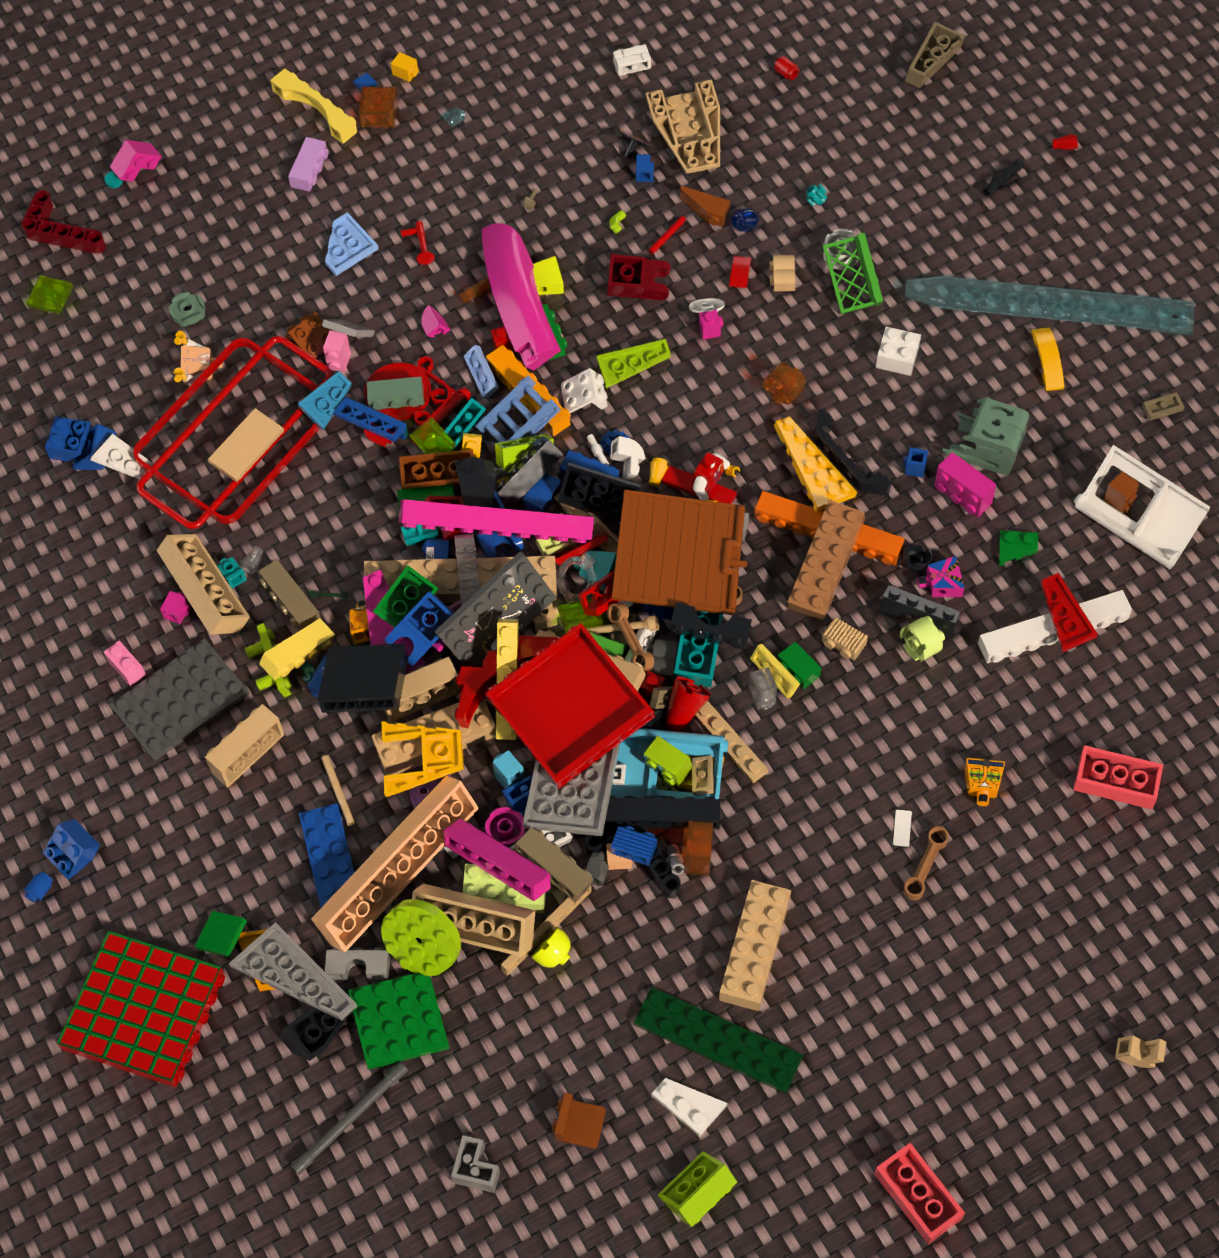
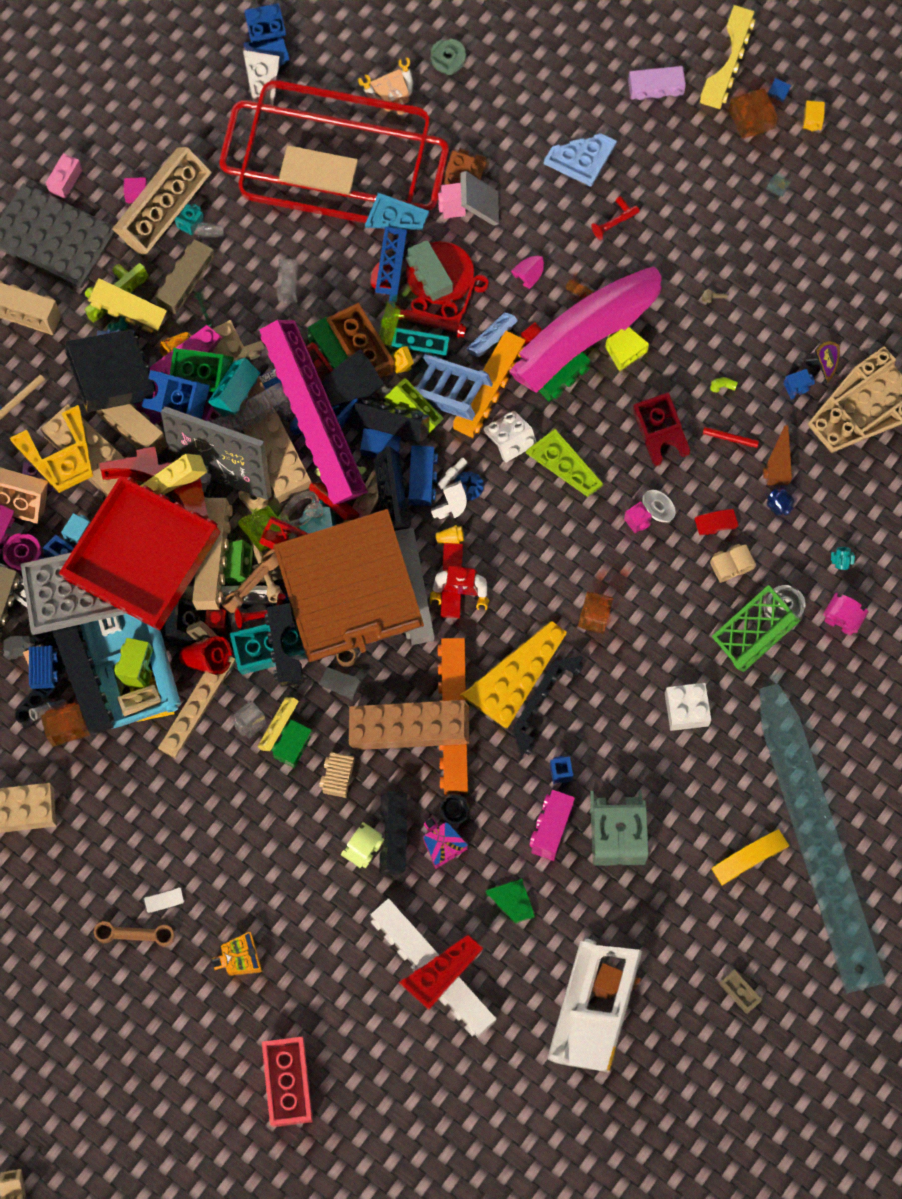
camera: 65 degrees right, 10 degrees up
(341, 511) = (287, 281): none -> clear brick
(414, 553) = (252, 352): none -> dark tan plate
(441, 572) = (234, 387): none -> teal brick
(663, 658) = (241, 617): none -> red piece
(758, 606) = (340, 683): none -> dark grey slope
(867, 209) = (845, 613): none -> dark pink brick

